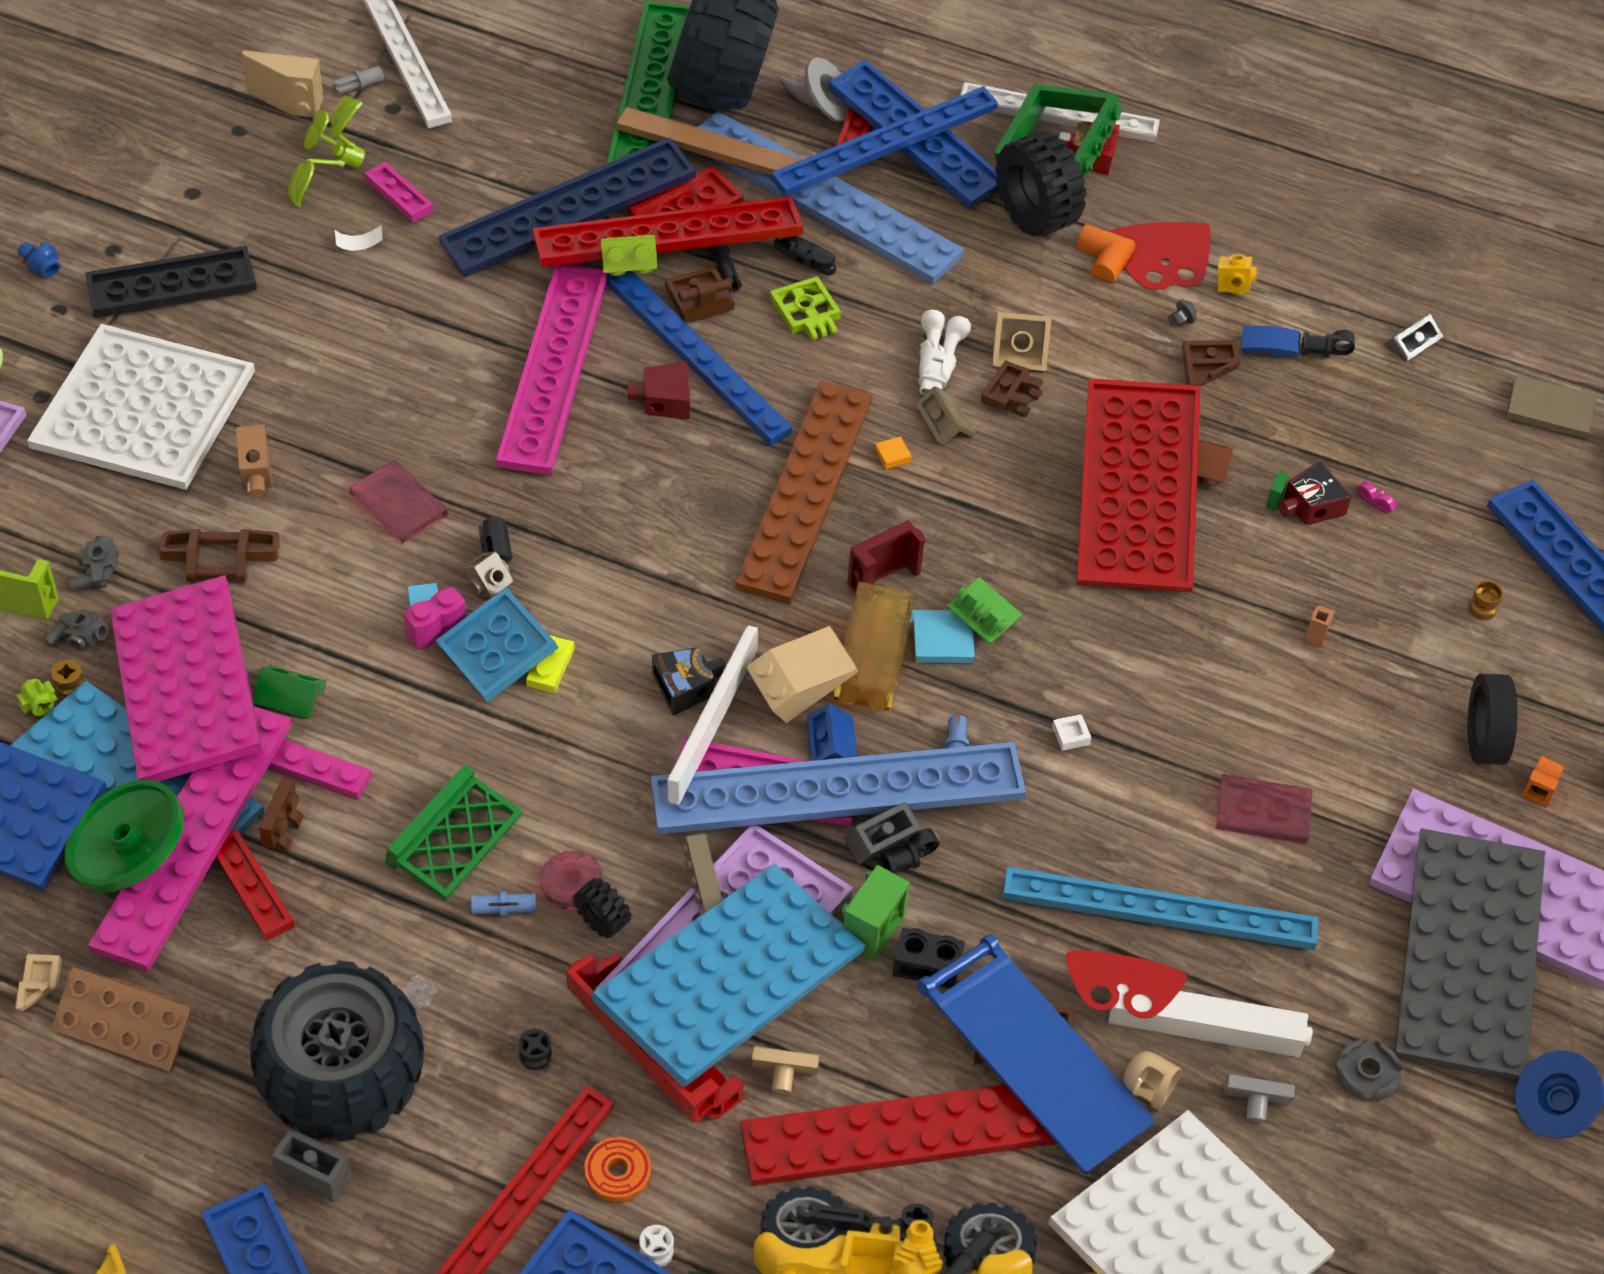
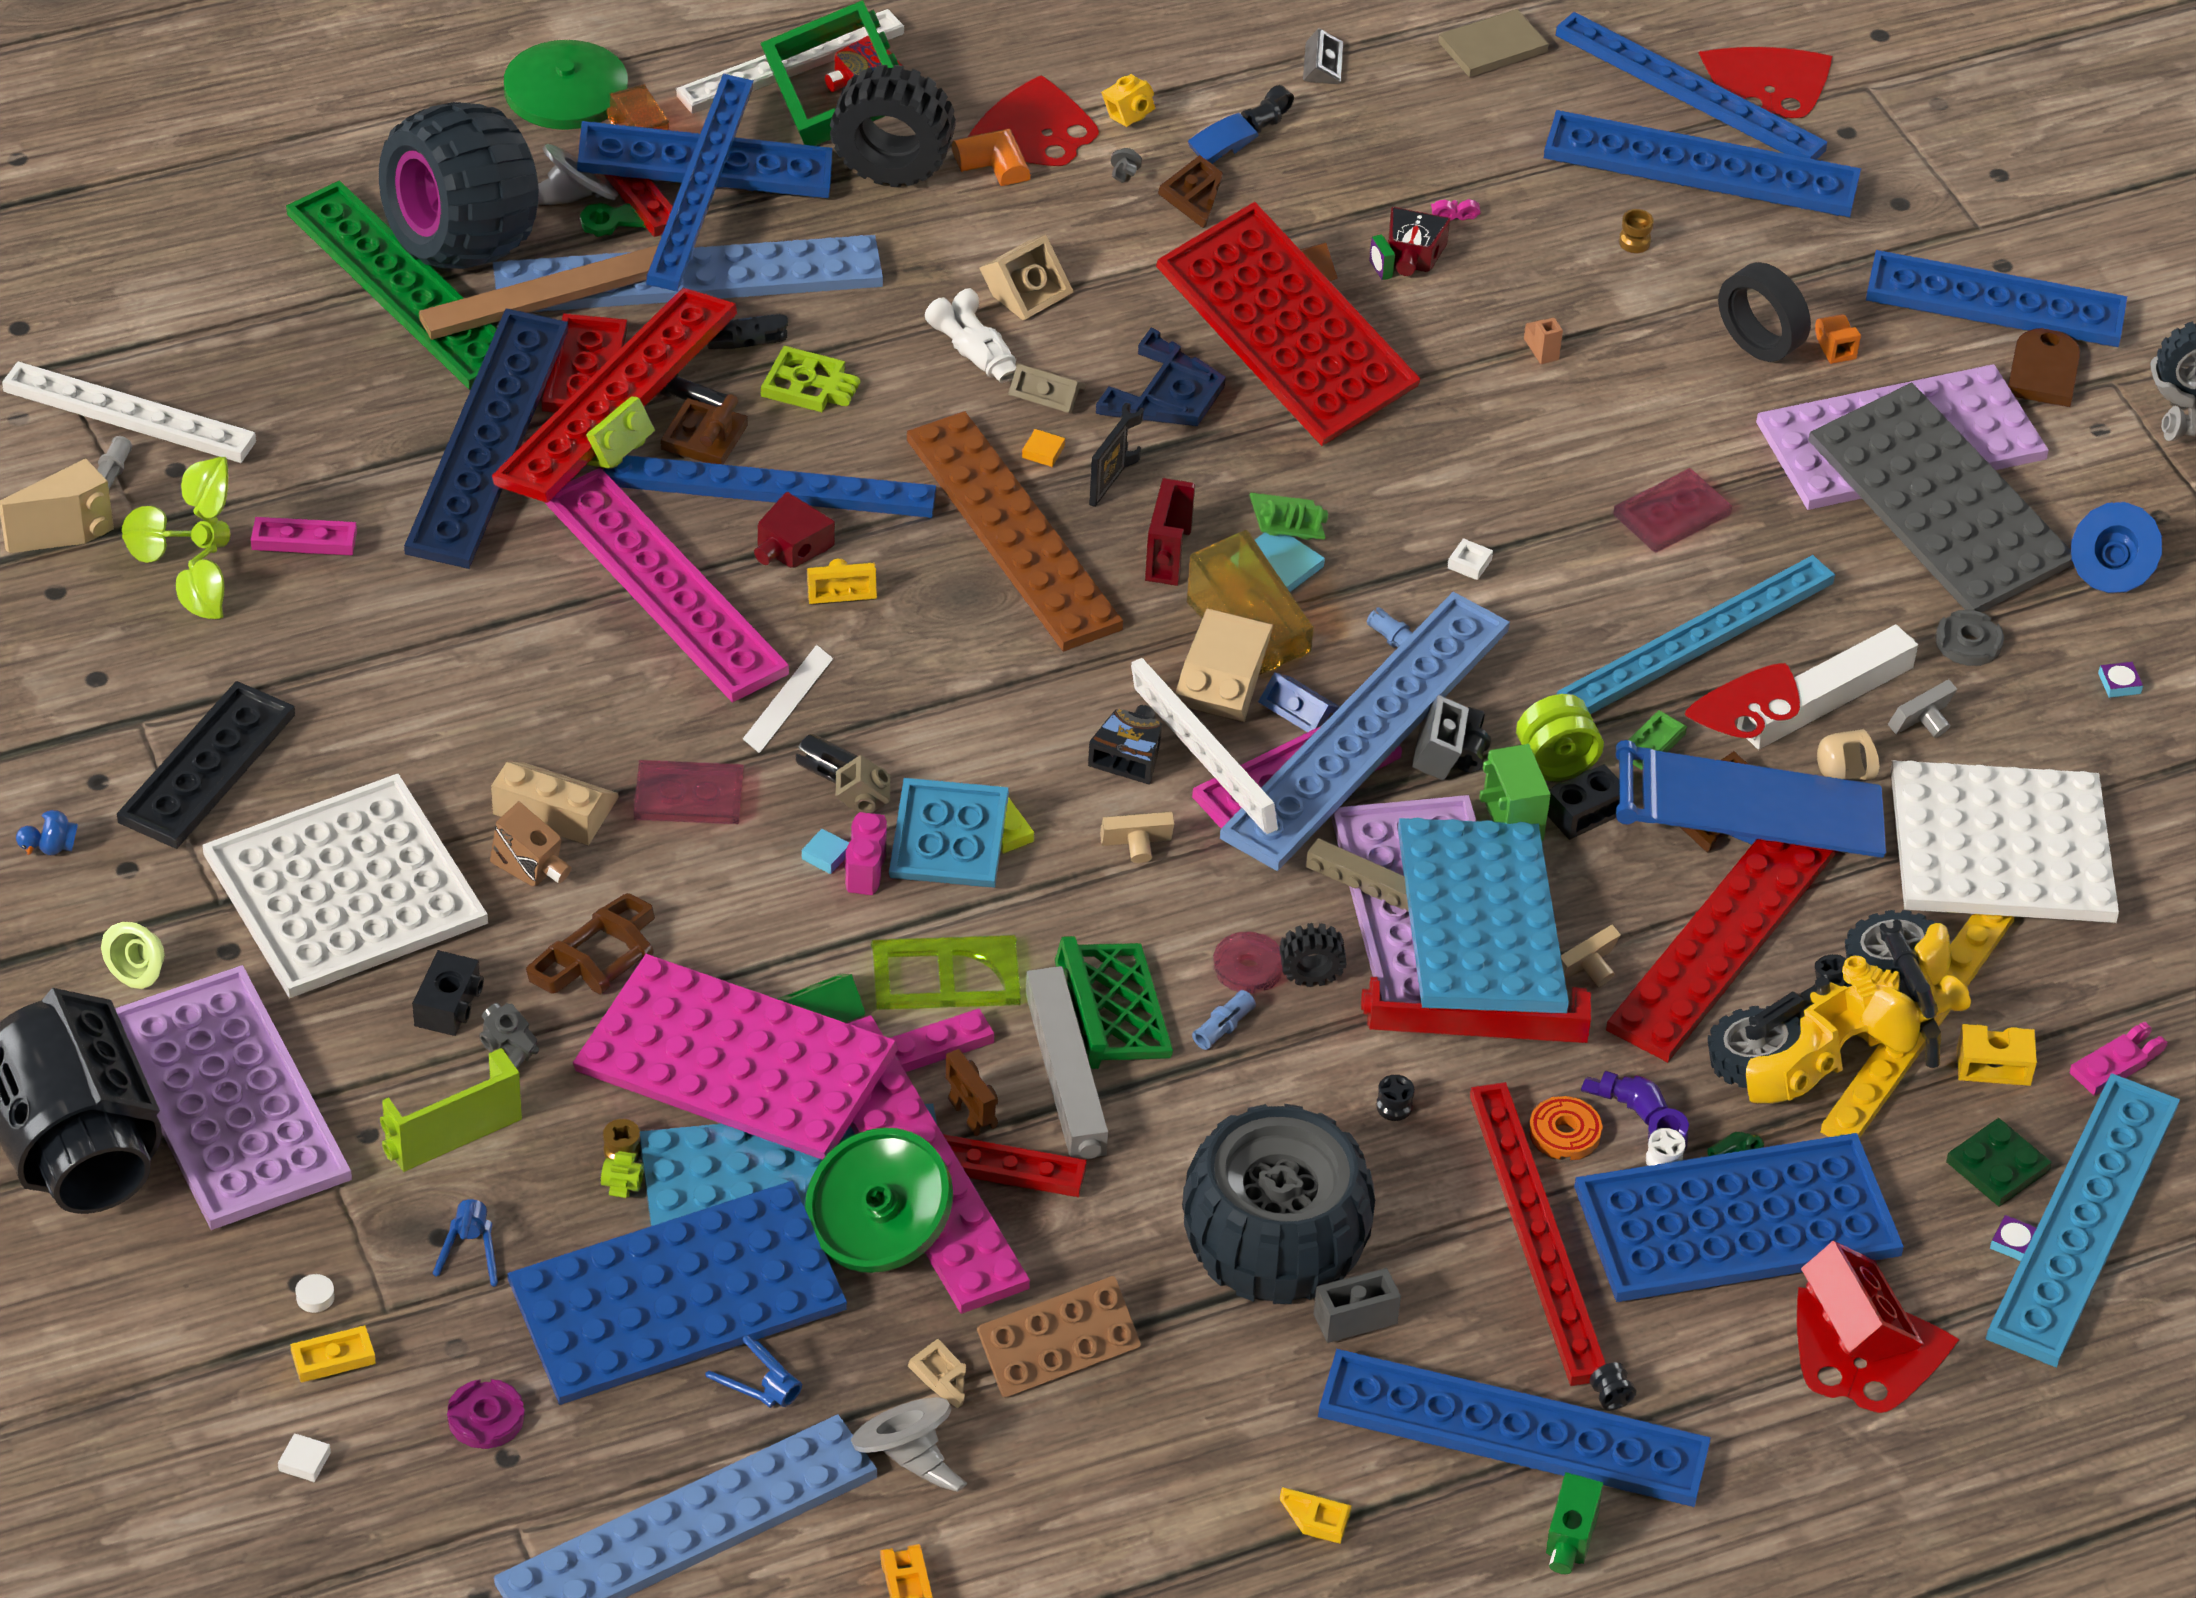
camera: 45 degrees left, 5 degrees down
(82, 628) = (576, 1091): dark grey piece -> none
(102, 511) = (447, 993): none -> black brick
(317, 443) = (561, 802): none -> tan slope
(359, 242) = (328, 602): white sticker -> none
(364, 851) = (1066, 1063): none -> light grey brick
(434, 742) = (995, 952): none -> clear neon green window
(534, 490) = (787, 698): none -> white sticker
(612, 738) = (1137, 832): none -> tan tile
(652, 442) = (841, 582): none -> yellow tile
(689, 1201) = (1643, 1098): none -> dark purple piece
(817, 128) = (604, 219): none -> green piece
(904, 38) = (563, 83): none -> green dish
(915, 486) = (1114, 455): none -> black flag
(917, 79) = (636, 108): none -> clear orange brick
(956, 898) = (1561, 736): none -> lime wheel
(1005, 385) = (1063, 324): reddish brown plate -> none
(1022, 480) = (1178, 392): none -> dark blue wing
(1036, 953) = (1659, 734): none -> bright green plate
(1447, 1195) = (2120, 679): none -> tile

